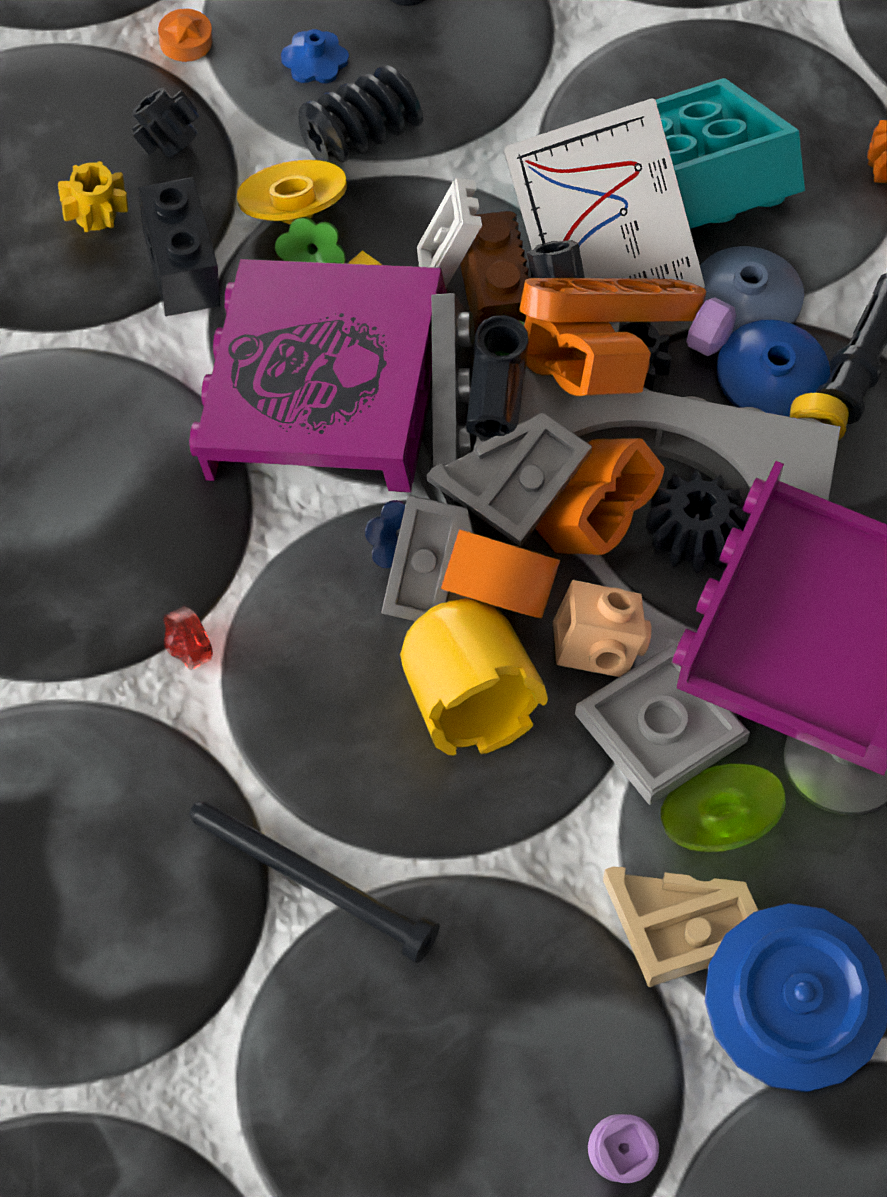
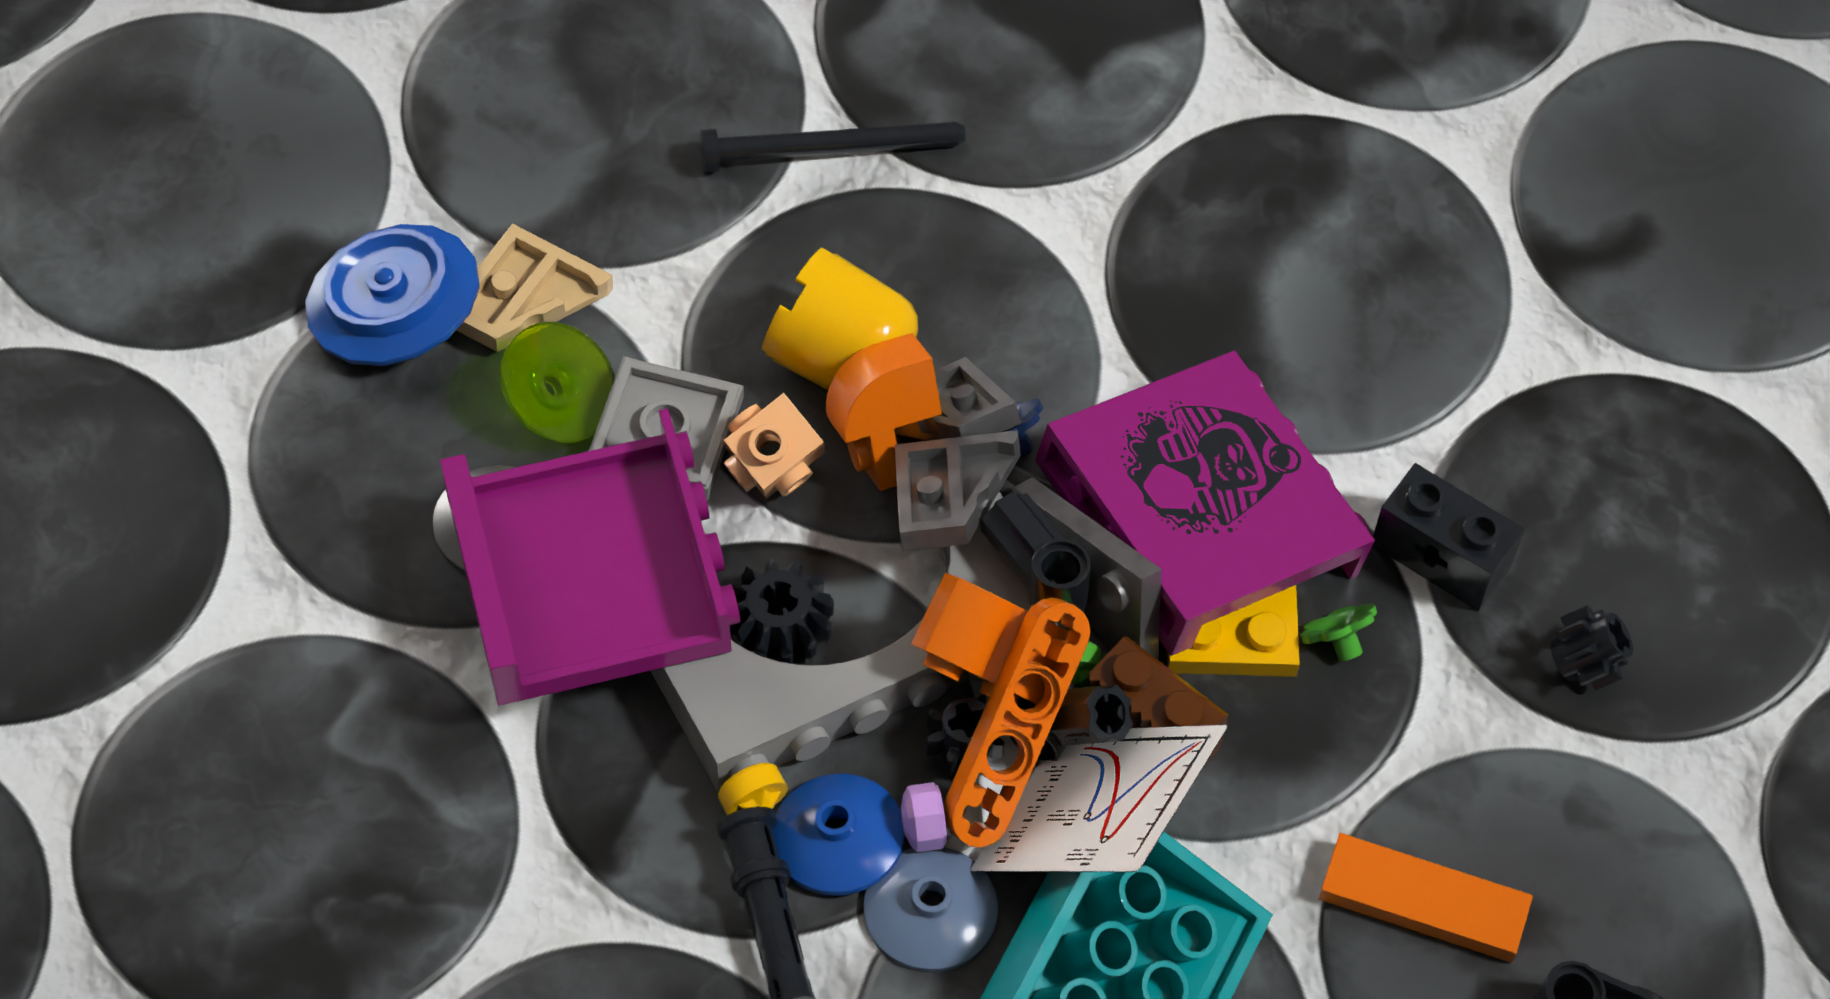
camera: 140 degrees right, 0 degrees up
(93, 196) = (1570, 535): yellow gear -> none
(185, 35) = (1689, 778): orange tile -> none
(187, 638) = (1090, 230): clear red tile -> none
(291, 190) = (1434, 662): yellow dish -> none
(314, 56) = (1557, 859): blue plant -> none
(357, 111) = (1435, 791): black piece -> none
(448, 111) = (1426, 897): none -> orange tile
(451, 229) = (1226, 692): white tile -> none
(601, 497) = (867, 564): orange brick -> none
(623, 1148) = (441, 113): lavender tile -> none

